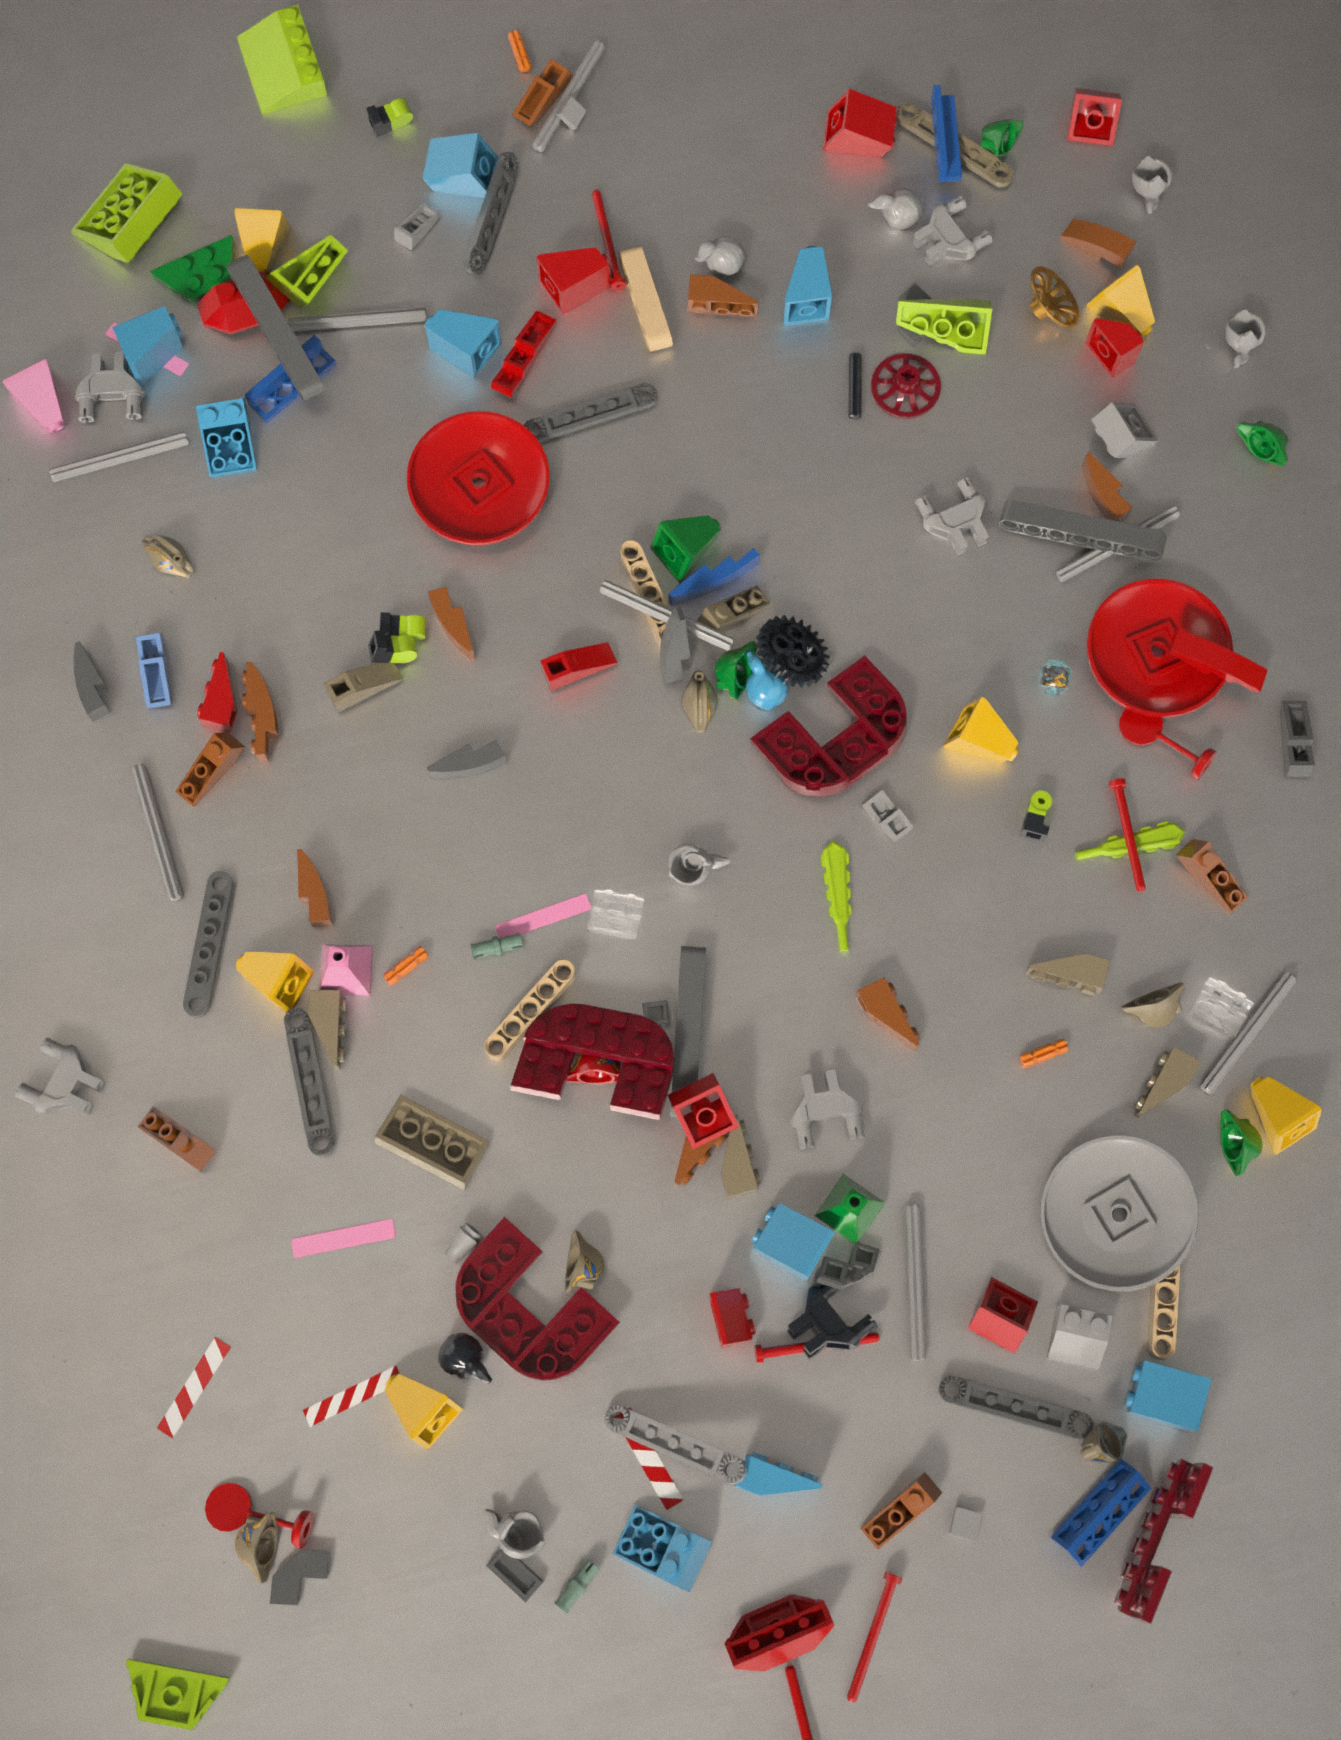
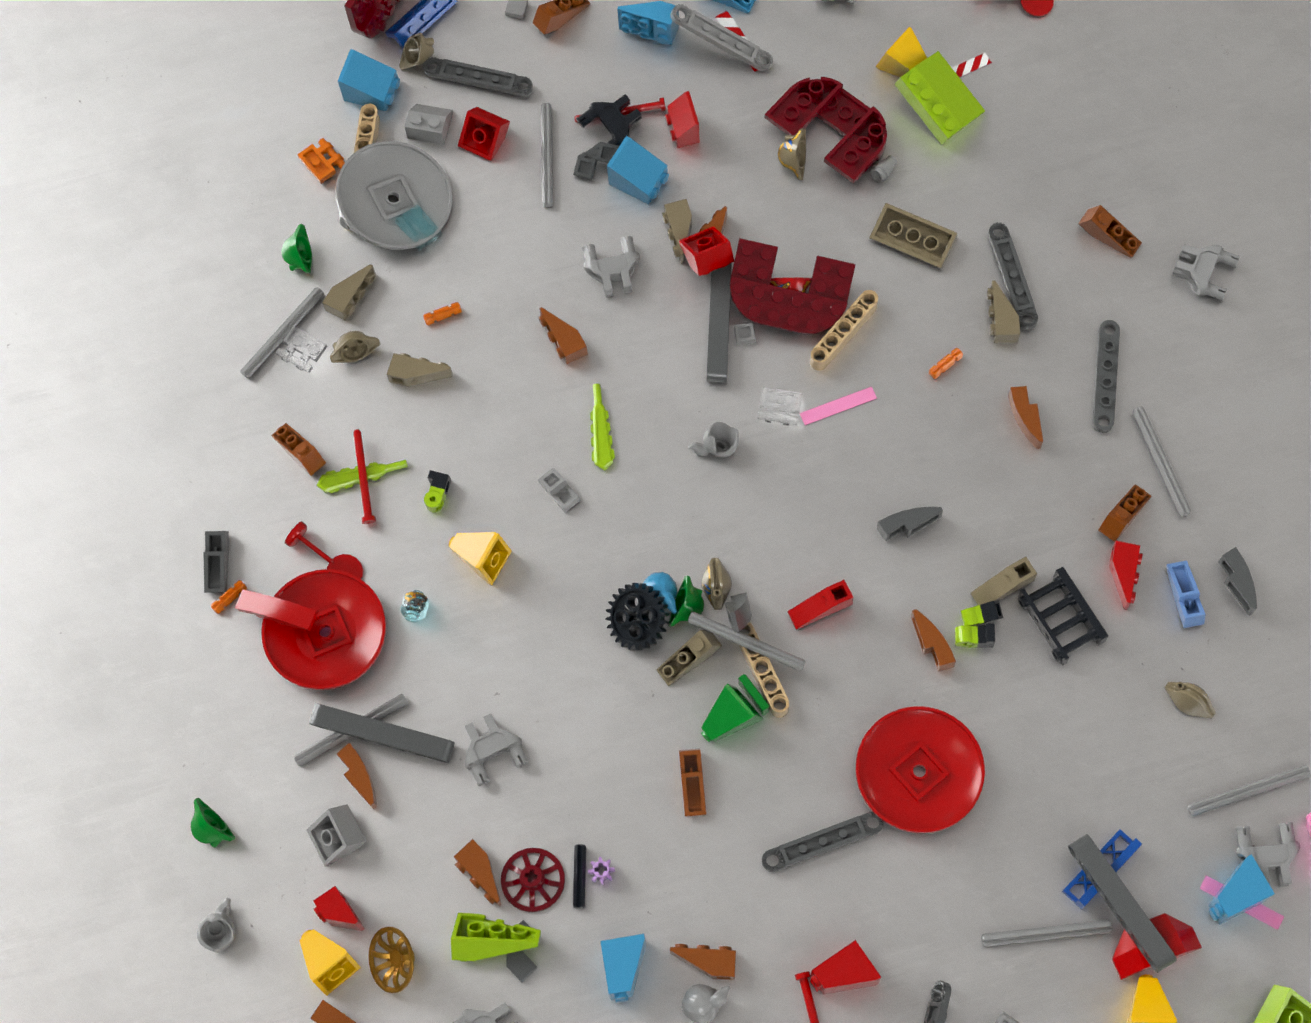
camera: 175 degrees left, 5 degrees down
(193, 1387) = (1072, 74): sticker -> none
(198, 271) = (1203, 982): green wing -> none
(226, 437) = (1154, 811): dark azure slope -> none
(262, 709) = (1089, 566): dark orange slope -> none
(276, 975) = (1050, 346): yellow slope -> none
(287, 665) = (1072, 598): none -> black fence
(308, 271) = (1098, 974): lime wedge -> none
(343, 1238) = (974, 172): bright pink sticker -> none
(346, 969) = (993, 358): bright pink slope -> none
(377, 1342) = (939, 97): none -> lime slope
(463, 339) = (945, 903): dark azure slope -> none
(463, 1357) = (877, 91): black hair -> none
(496, 946) = (874, 378): sand green pin -> none
(523, 354) = (887, 900): red slope -> none
(645, 298) = (776, 959): tan beam -> none
(660, 567) = (753, 694): none -> green tile
(707, 581) = (710, 683): blue slope -> none
(731, 478) = (692, 782): none -> dark orange slope
(828, 392) = (606, 874): none -> lavender gear
(844, 1218) = (594, 200): green slope -> none
(850, 754) = (588, 536): dark red plate -> none
(967, 395) = (477, 864): none -> dark orange slope
(1084, 1176) = (417, 226): none -> clear light blue plate
(1227, 1276) = (317, 163): none -> orange plate
(1276, 697) = (228, 597): none -> orange axle
(1283, 1113) = (262, 270): yellow slope -> none

